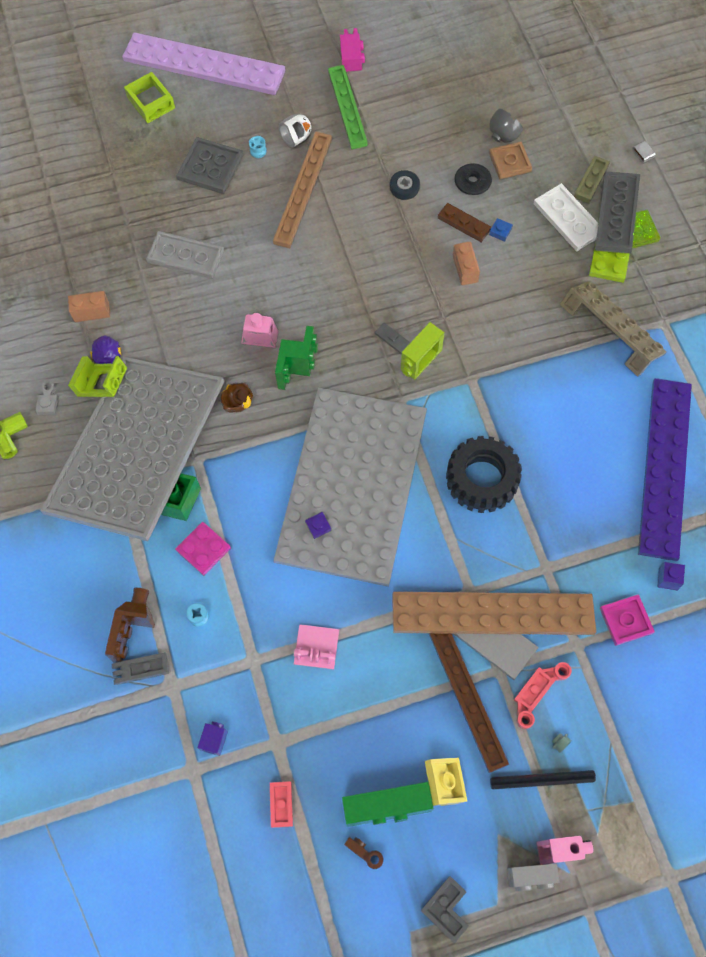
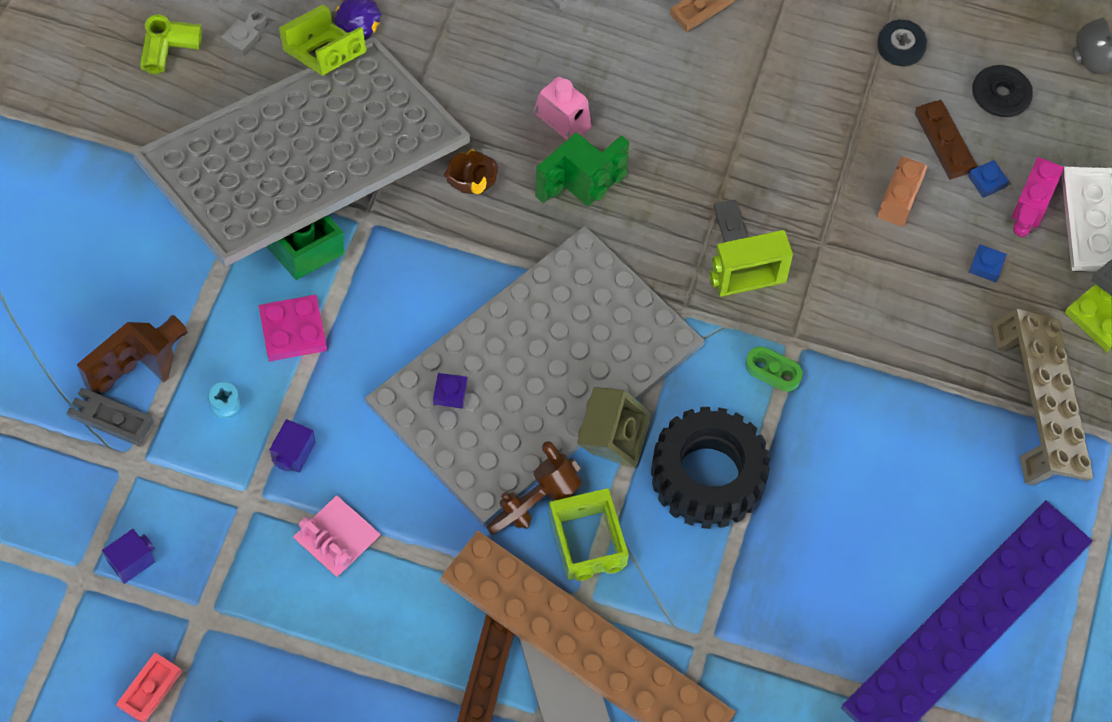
camera: 30 degrees right, 5 degrees down
(255, 615) = (292, 446): none -> dark purple brick
(411, 535) = (556, 479): none -> reddish brown piece
(418, 486) = (614, 426): none -> olive slope
(444, 530) = (583, 506): none -> lime window
(472, 398) = (774, 369): none -> bright green plate
(510, 160) = (1073, 96): medium nougat plate -> none
(532, 223) = (1036, 196): none -> dark pink hinge
(533, 274) = (987, 263): none -> blue plate

